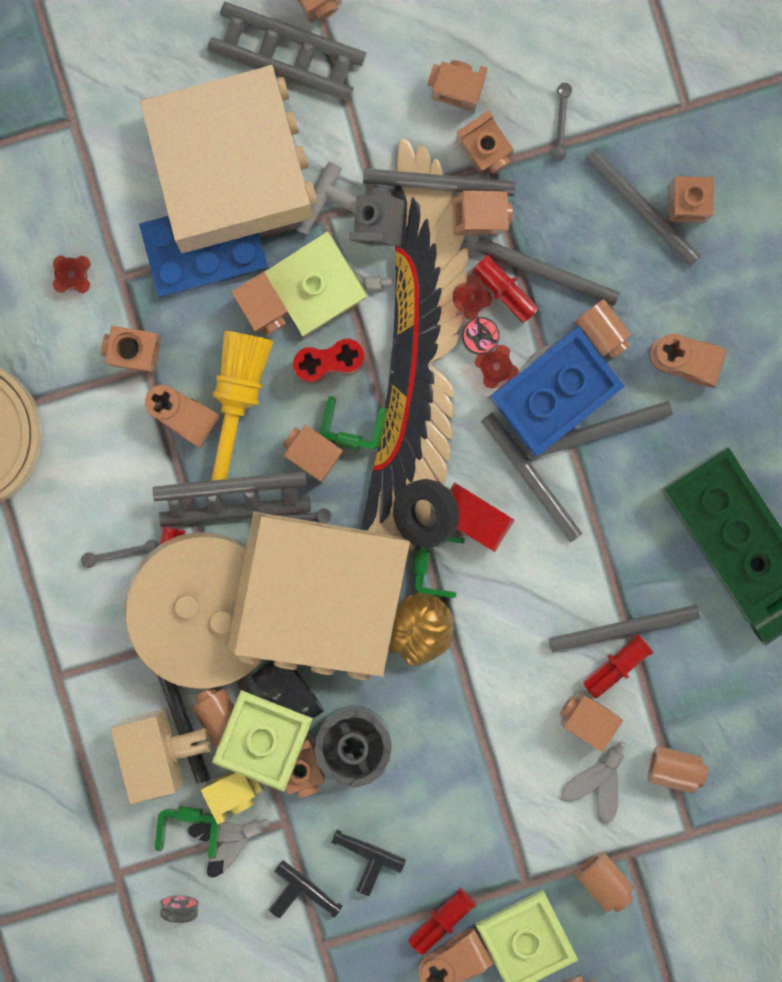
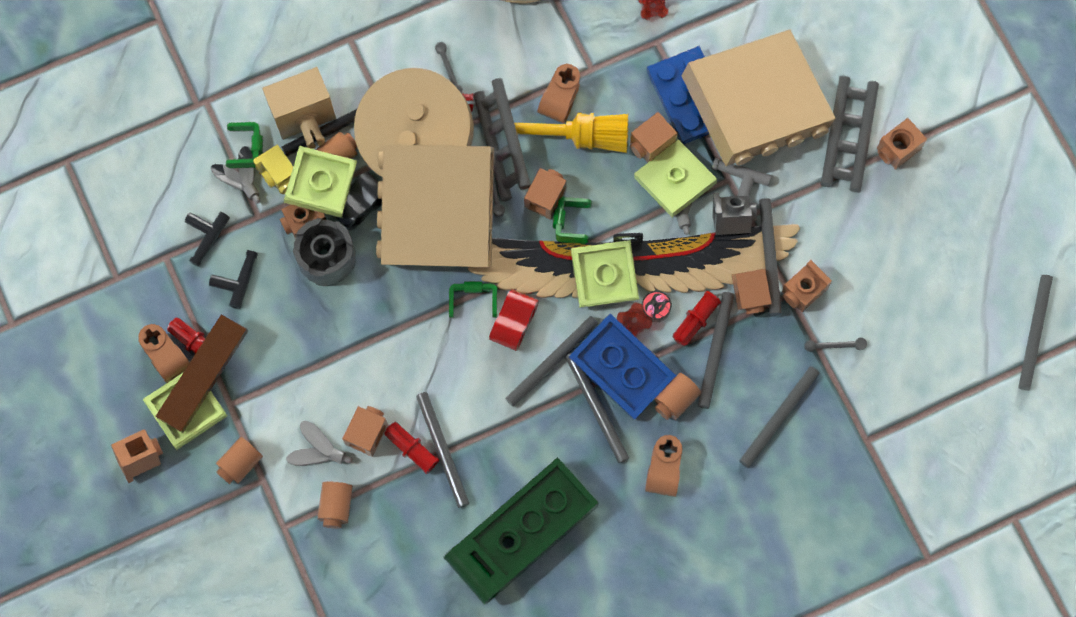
camera: 80 degrees right, 15 degrees down
(148, 353) = (603, 64): nougat brick -> none
(179, 909) = (184, 145): clear smoke tile -> none
(329, 361) = (617, 194): red axle -> none
(421, 629) = (421, 291): pearl gold hair -> none
(433, 394) = (604, 274): none -> yellowish green plate
(442, 501) = (517, 289): black tyre -> none
(457, 84) = (848, 259): nougat brick -> none
(463, 297) = (685, 284): clear red plate -> none
(491, 917) = (201, 373): none -> reddish brown tile
(690, 199) = (791, 448): nougat brick -> none

